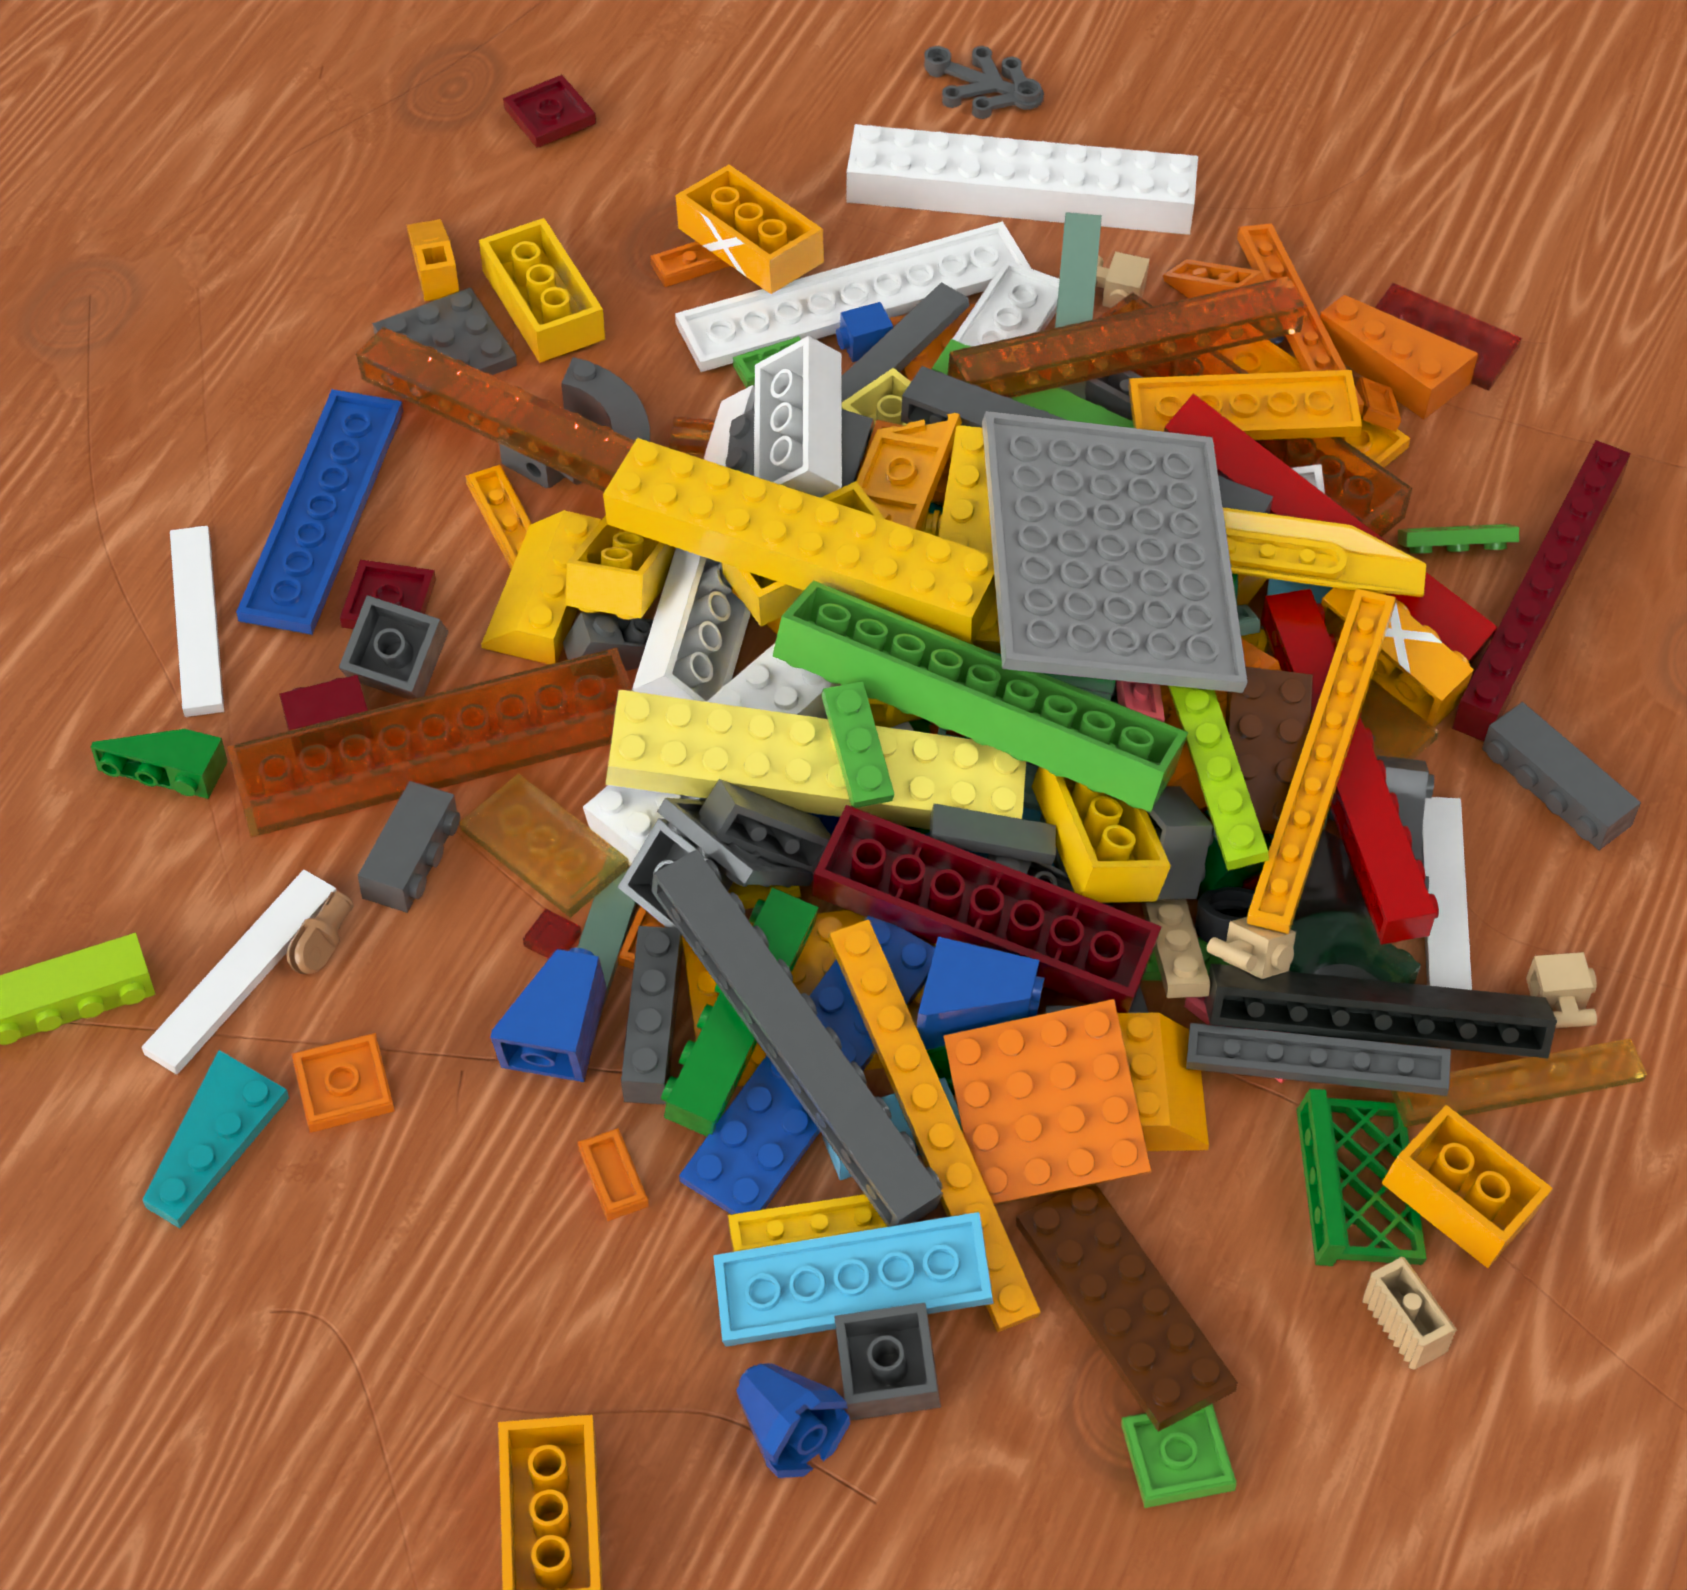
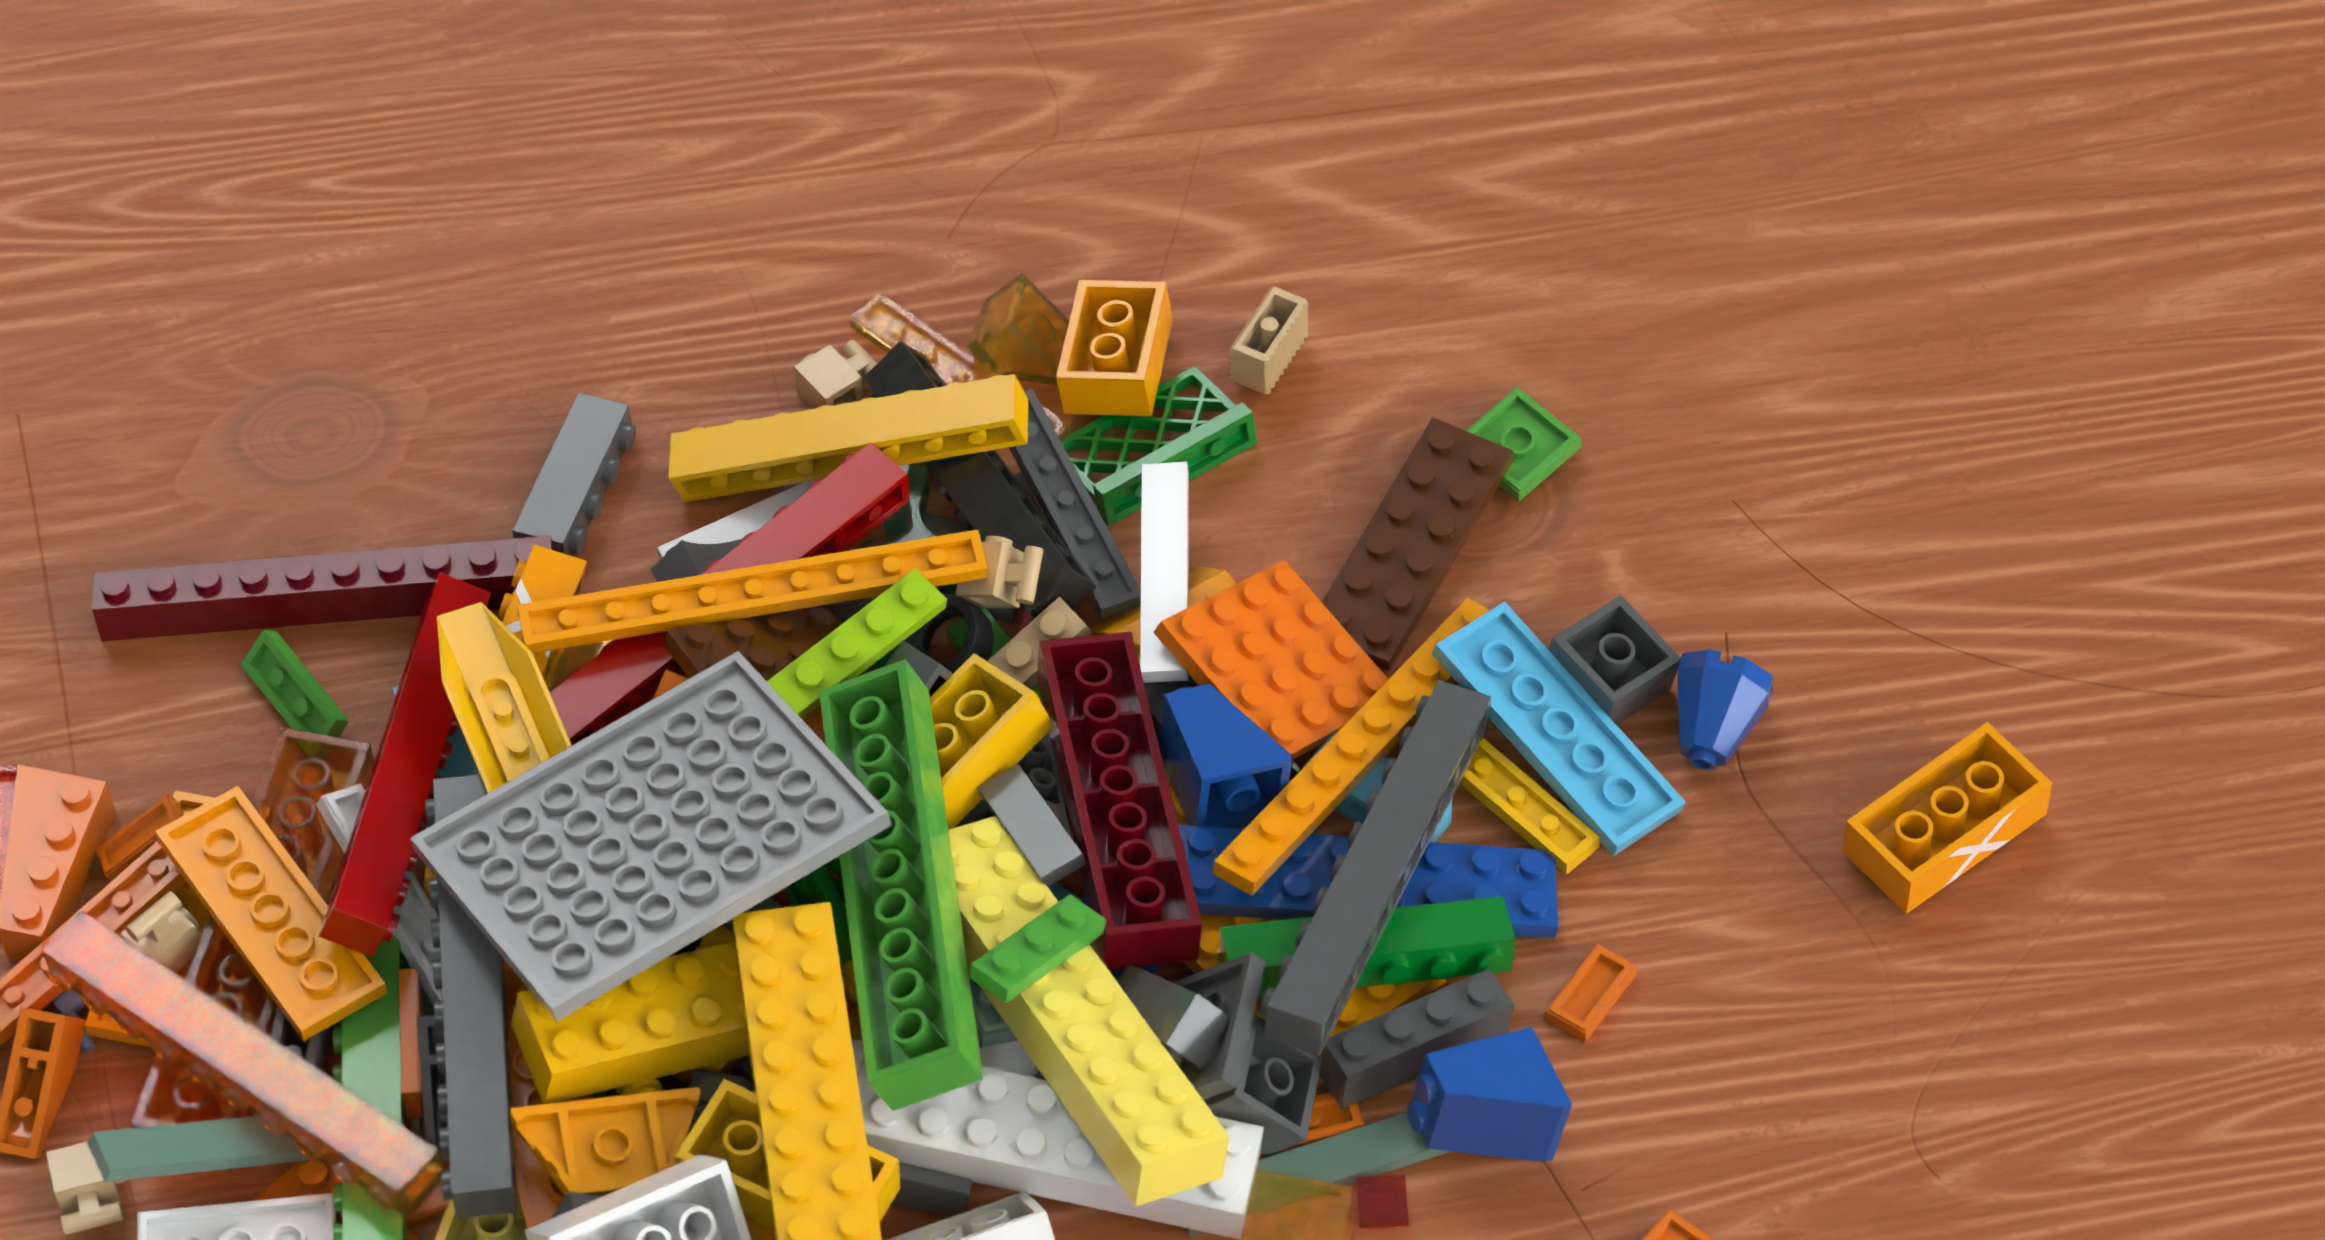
camera: 120 degrees left, 0 degrees up
(1207, 1080) = (1163, 563): none -> white tile
(1272, 354) = (165, 933): none -> tan brick
(1467, 936) = (815, 441): none -> yellow brick
(1530, 1125) = (1020, 333): none -> clear yellow slope

